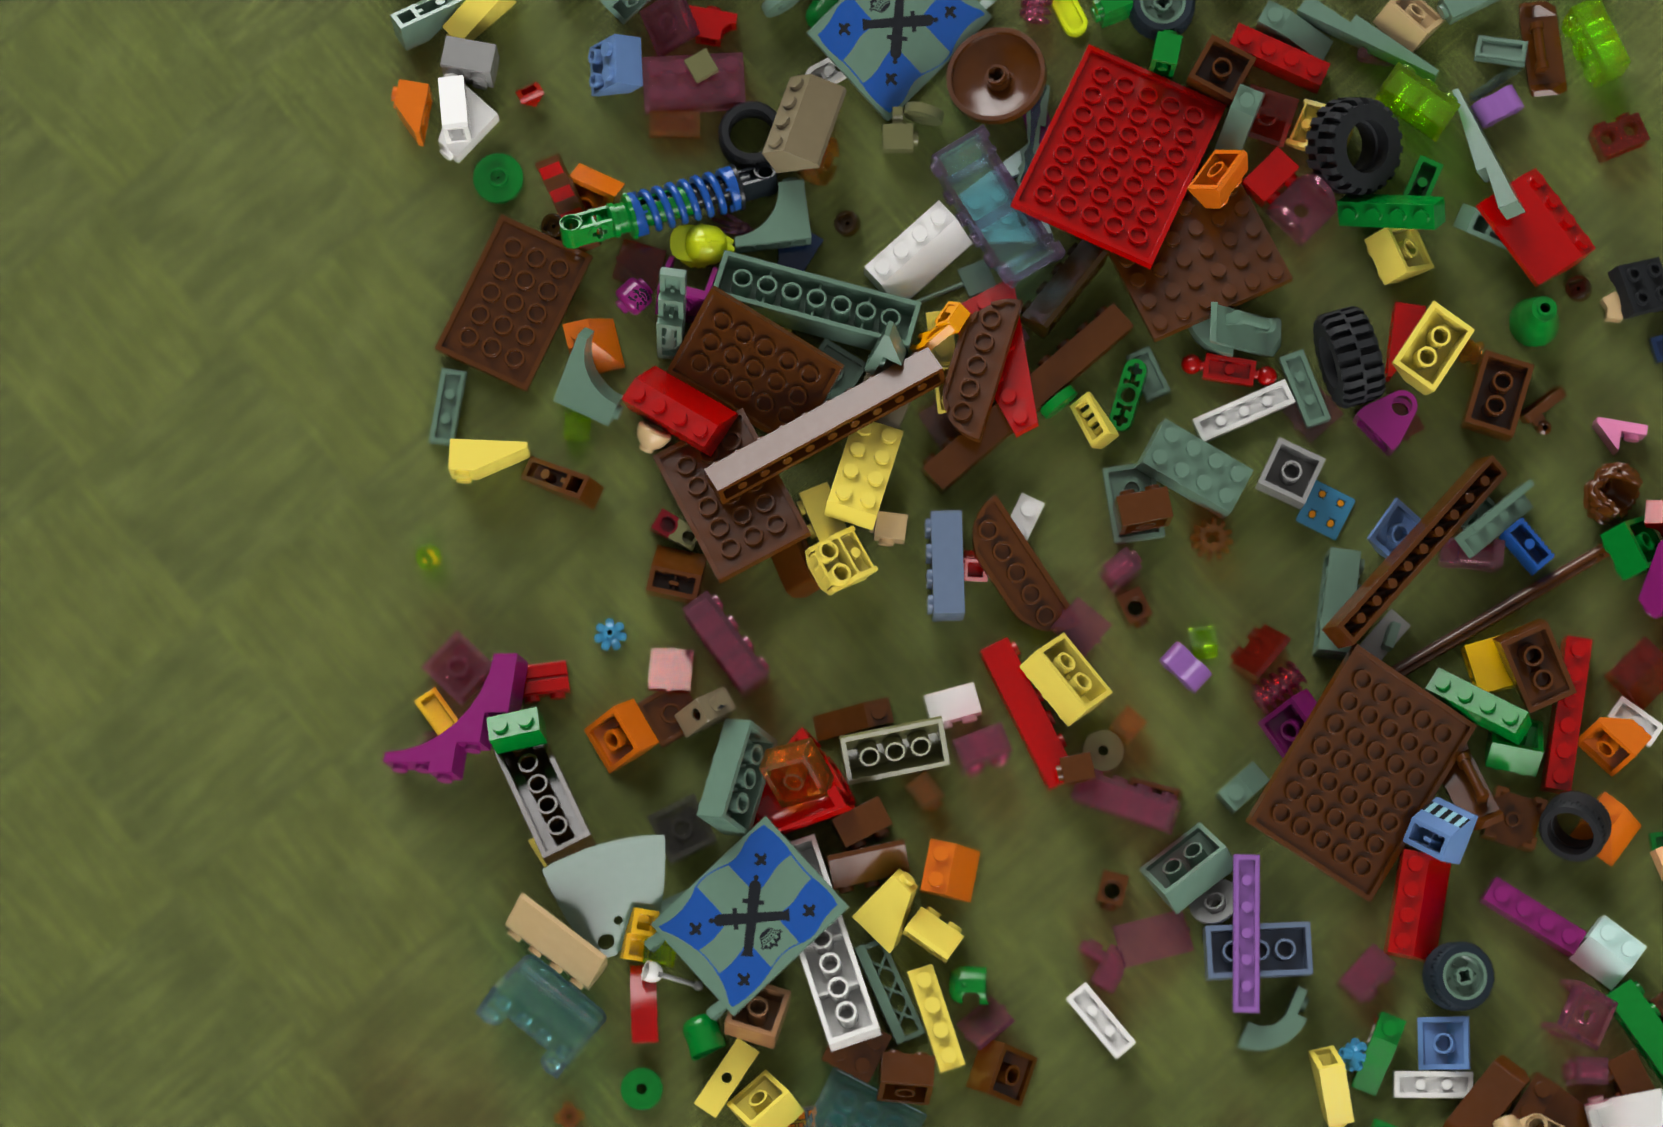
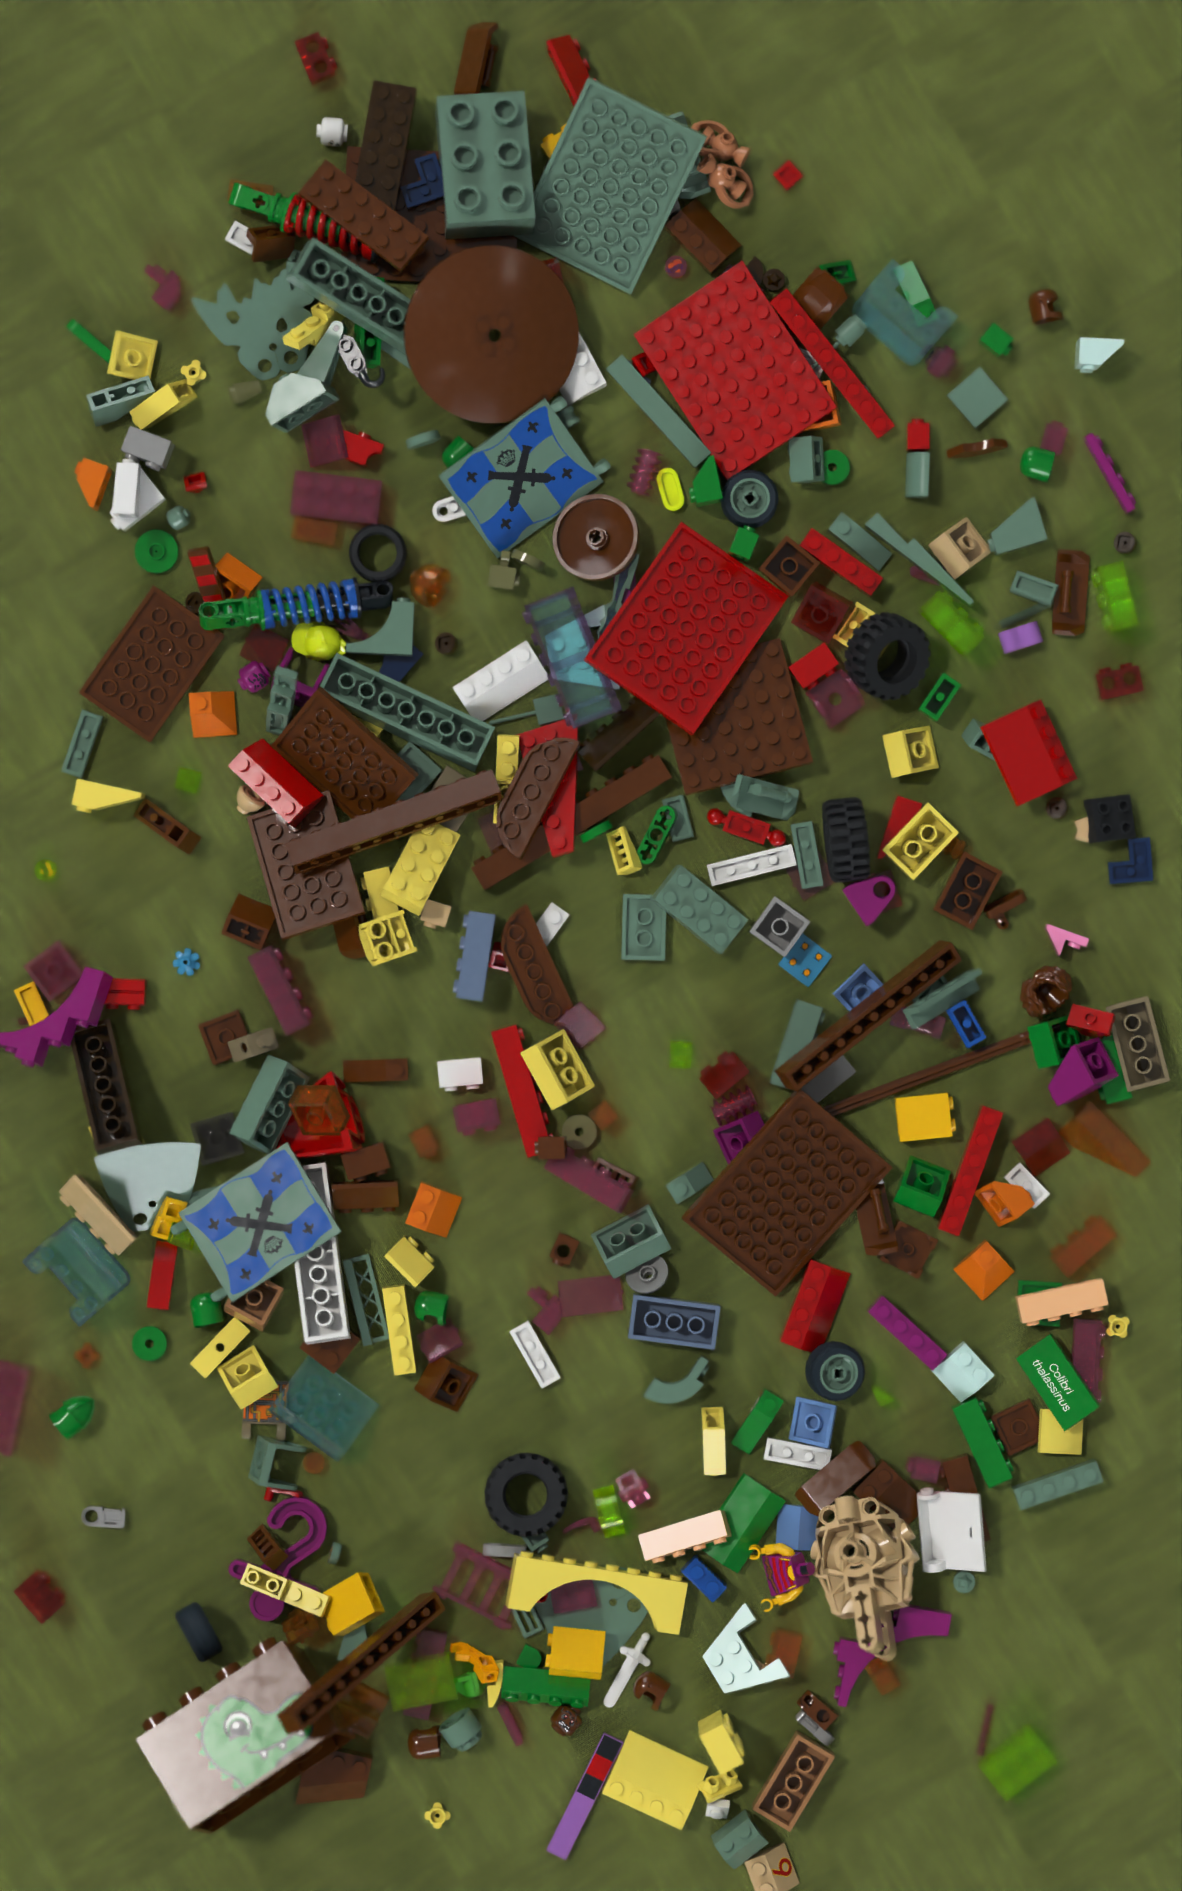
camera: 10 degrees right, 10 degrees up
(517, 135) = (178, 517): none -> sand green piece
(517, 730) = (93, 1036): green brick -> none
(583, 387) = (198, 751): sand green arch -> none
(615, 65) = (272, 471): medium blue slope -> none
(621, 735) = (181, 1049): orange slope -> none
(653, 972) = (174, 1251): hinge -> none
(670, 670) = (231, 1001): clear red piece -> none
(674, 530) = (253, 883): leg -> none
(701, 66) = (343, 488): olive tile -> none
(803, 123) = (422, 554): dark tan slope -> none
(887, 347) = (458, 765): sand green slope -> none
(888, 910) = (375, 1234): light yellow slope -> none
(894, 750) = (404, 1105): olive slope -> none
(905, 1077) = (365, 1374): reddish brown brick -> none
(947, 323) = (513, 750): light orange piece -> none
(1121, 569) = (621, 984): clear pink brick -> none
(1133, 596) = (627, 1007): reddish brown brick -> none
(1142, 509) = (647, 939): reddish brown brick -> none
(1185, 667) = (660, 1074): medium lavender axle -> none
(1213, 548) = (703, 962): clear orange gear -> none
(1219, 177) = (766, 664): orange slope -> none
(1240, 118) = (794, 616): sand green slope -> none
(1246, 934) = (665, 1307): medium lavender tile -> none
(1353, 1055) = (736, 1419): dark azure plant -> none
(1367, 974) = (761, 1355): clear pink brick -> none
(1390, 636) = (836, 1079): sand green tile -> none
(1391, 211) = (909, 719): green brick -> none
(1441, 830) = (844, 1250): medium blue slope -> none
(1480, 706) = (896, 1152): brick -> none
(1486, 161) = (997, 686): sand green slope -> none
(1517, 997) = (881, 1396): none -> clear neon green slope
(1534, 321) = (1004, 832): green cone -> none
(1535, 664) = (949, 1127): reddish brown slope -> none
(1564, 845) = (945, 1277): black tyre -> none
(1571, 1021) = (930, 1410): clear pink hose -> none

